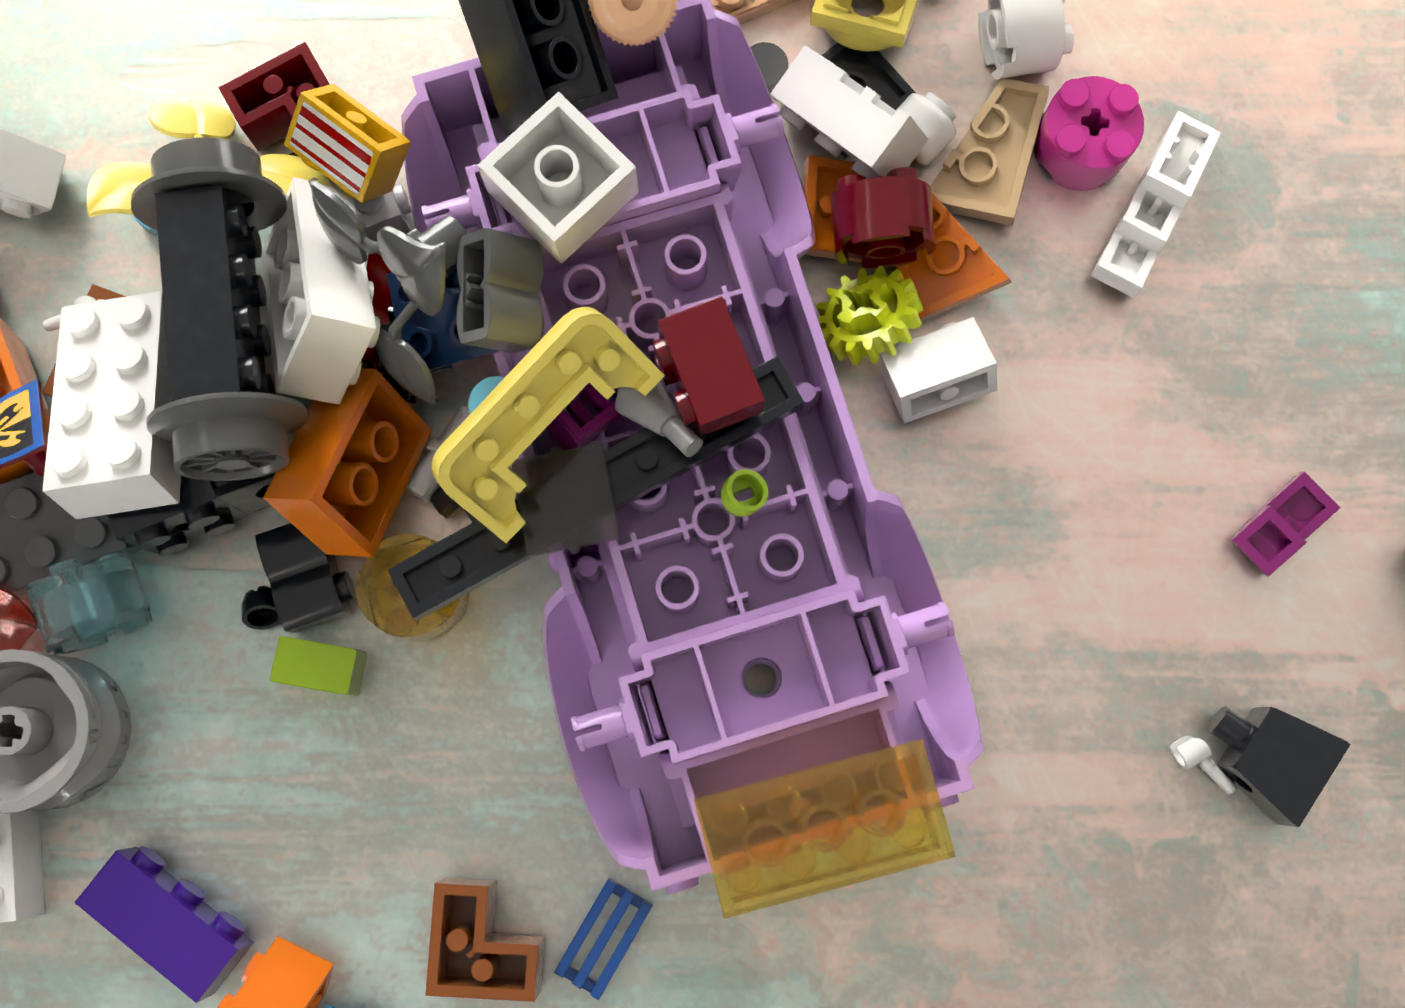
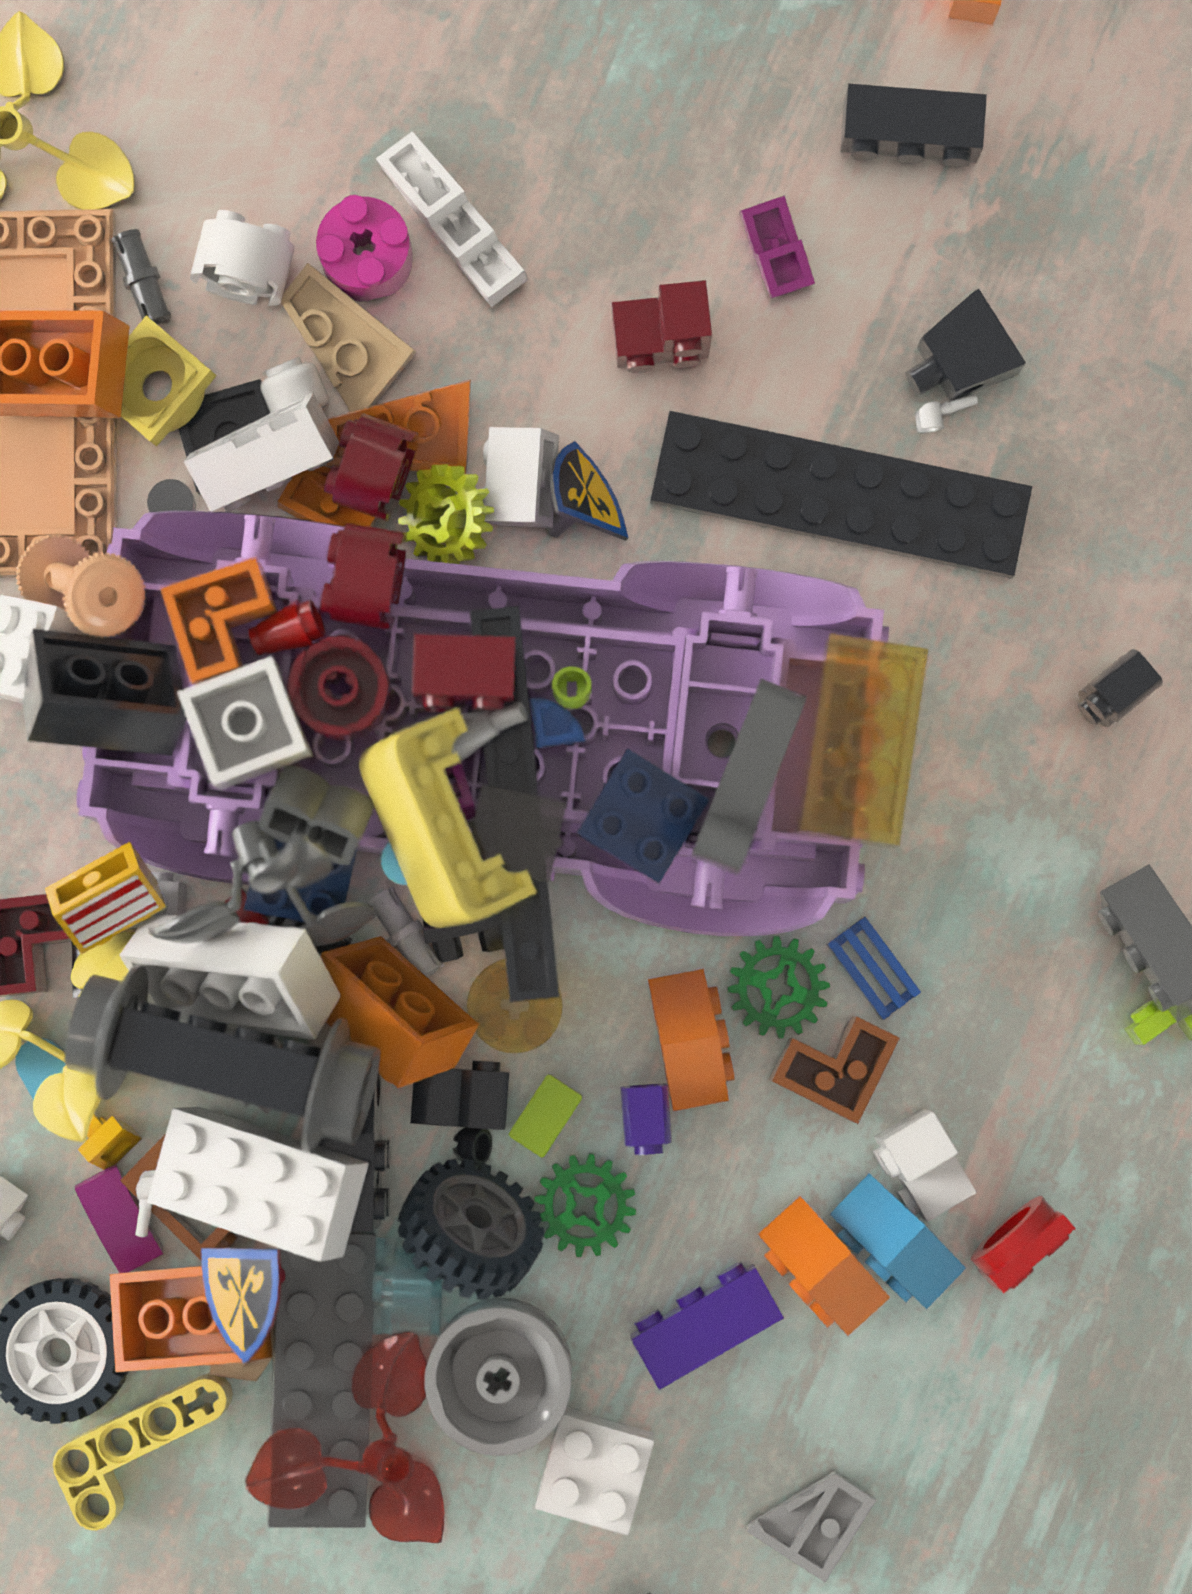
camera: 65 degrees left, 5 degrees up
(61, 289) = (114, 1217): none -> magenta slope
(128, 630) = (470, 1229): none -> black wheel
(132, 260) = (108, 1141): none -> yellow tile
(224, 736) = (602, 1191): none -> green gear
(349, 767) = (646, 1117): none -> dark purple brick
(447, 776) = (691, 1039): none -> orange brick
(541, 871) = (798, 994): none -> green gear
(638, 228) = (326, 664): none -> dark red brick
(640, 624) = (642, 816): none -> dark blue hinge
(660, 95) = (208, 608): none -> orange brick
(678, 185) = (288, 629): none -> red cone
(699, 493) = (554, 724): none -> blue tile
(727, 717) = (749, 777): none -> dark grey beam
(764, 232) = (365, 575): none -> dark red brick
(949, 437) = (583, 495): none -> shield
(1071, 700) = (841, 494): none -> black plate
(1152, 445) = (663, 328): none -> dark red brick

